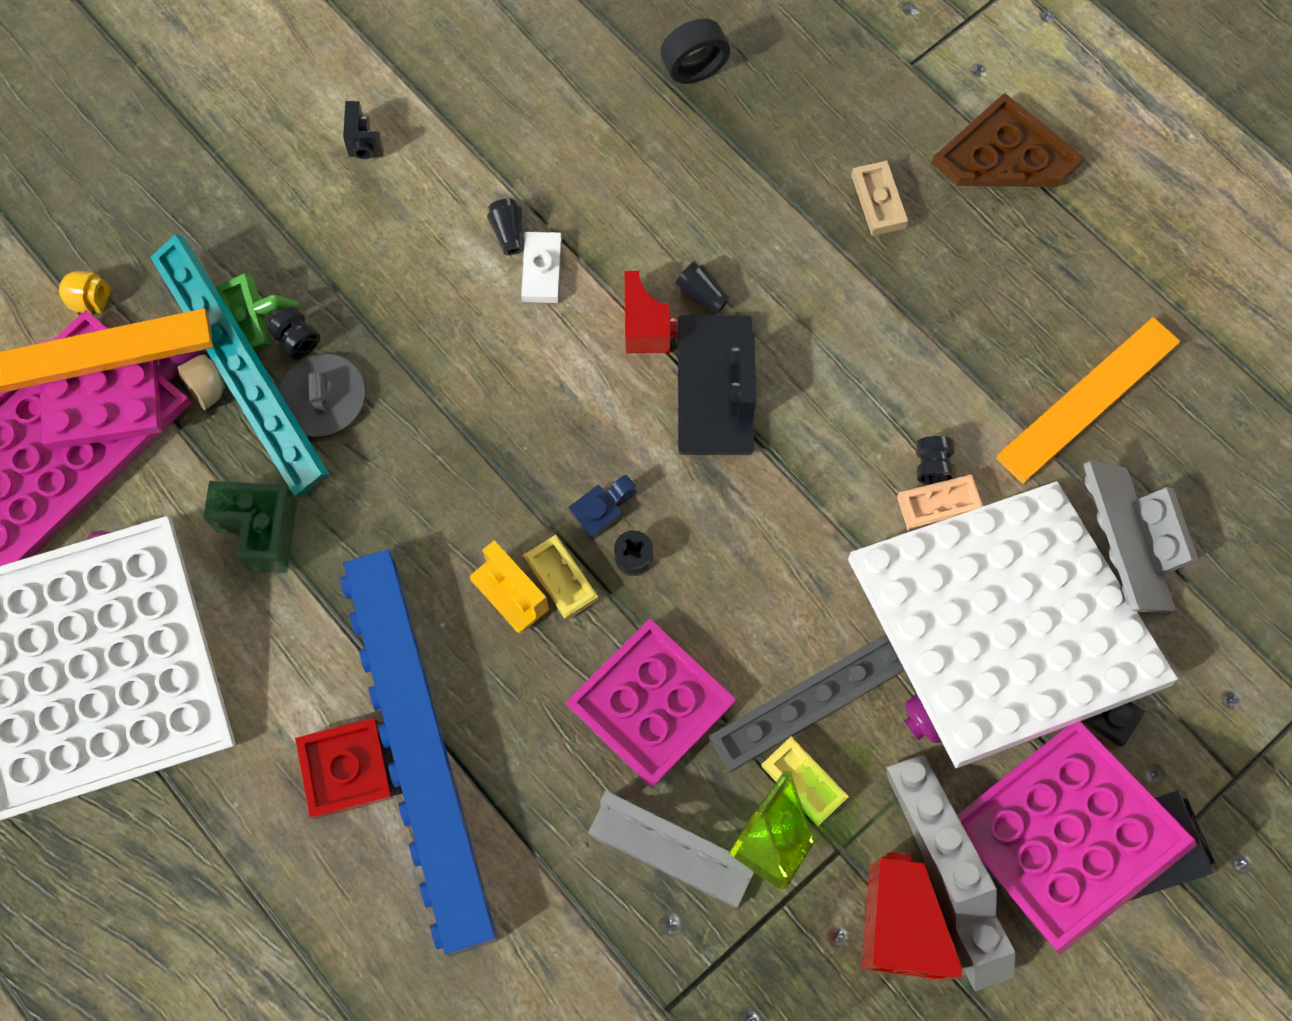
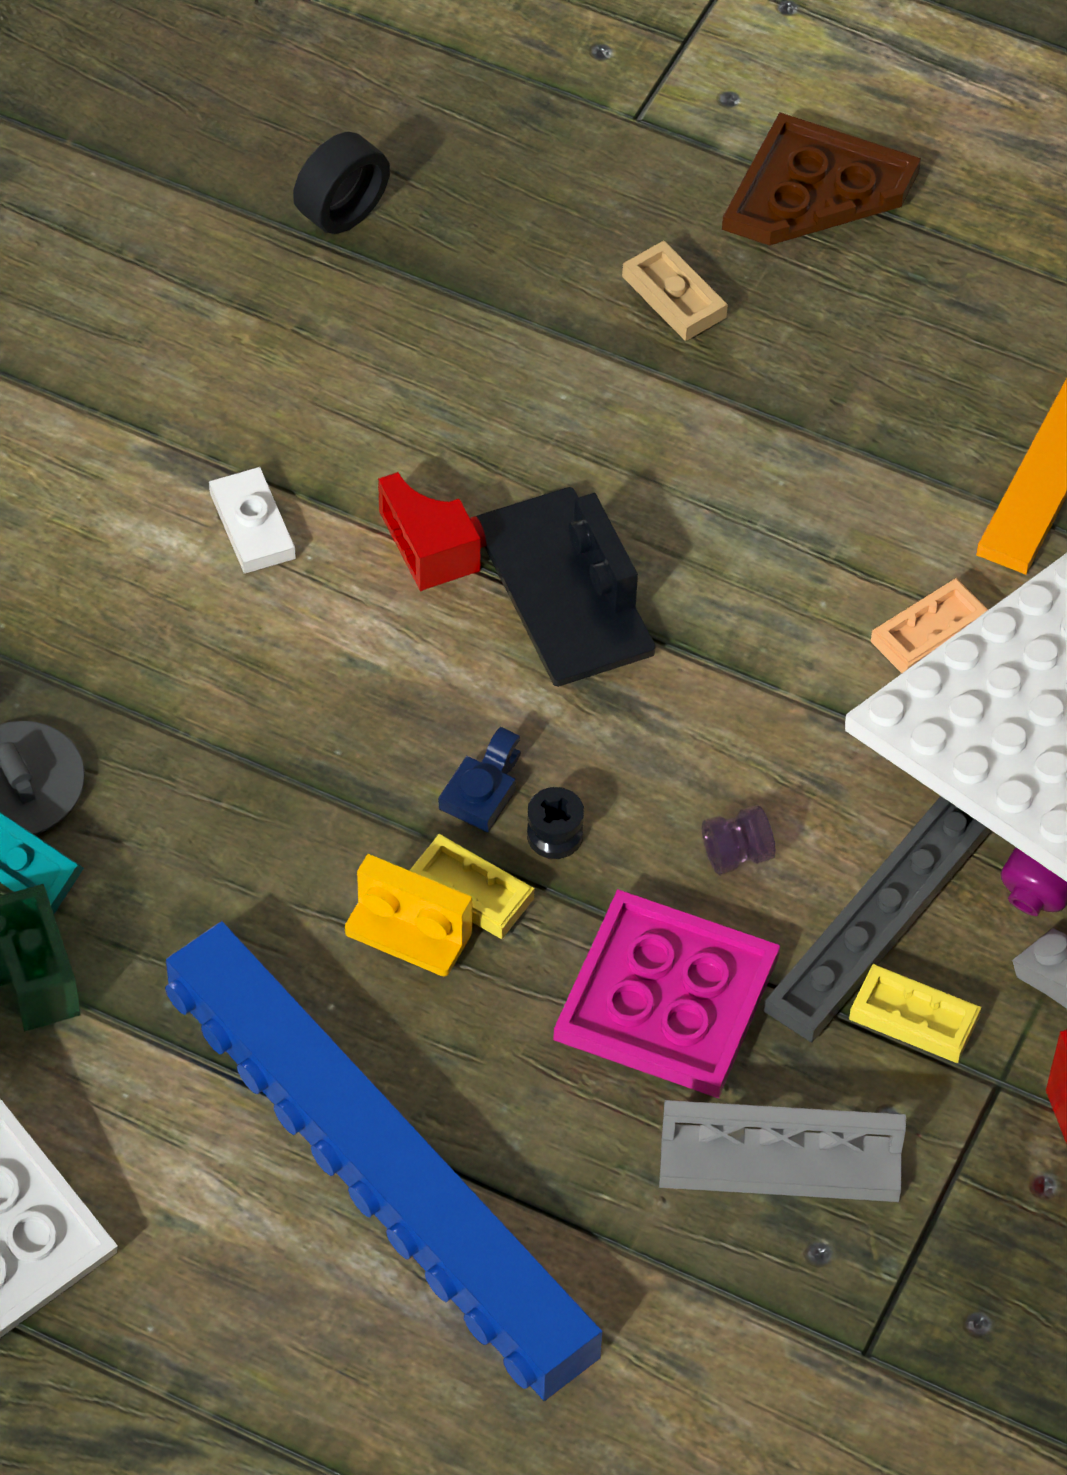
camera: 25 degrees left, 15 degrees down
(343, 768) = (286, 1220): red plate -> none
(507, 224) = (178, 479): black cone -> none
(701, 286) = (489, 472): black cone -> none
(735, 611) = (738, 839): none -> clear purple wheel
(776, 835) = (908, 1074): clear neon green slope -> none
(935, 459) = (899, 574): black wheel -> none

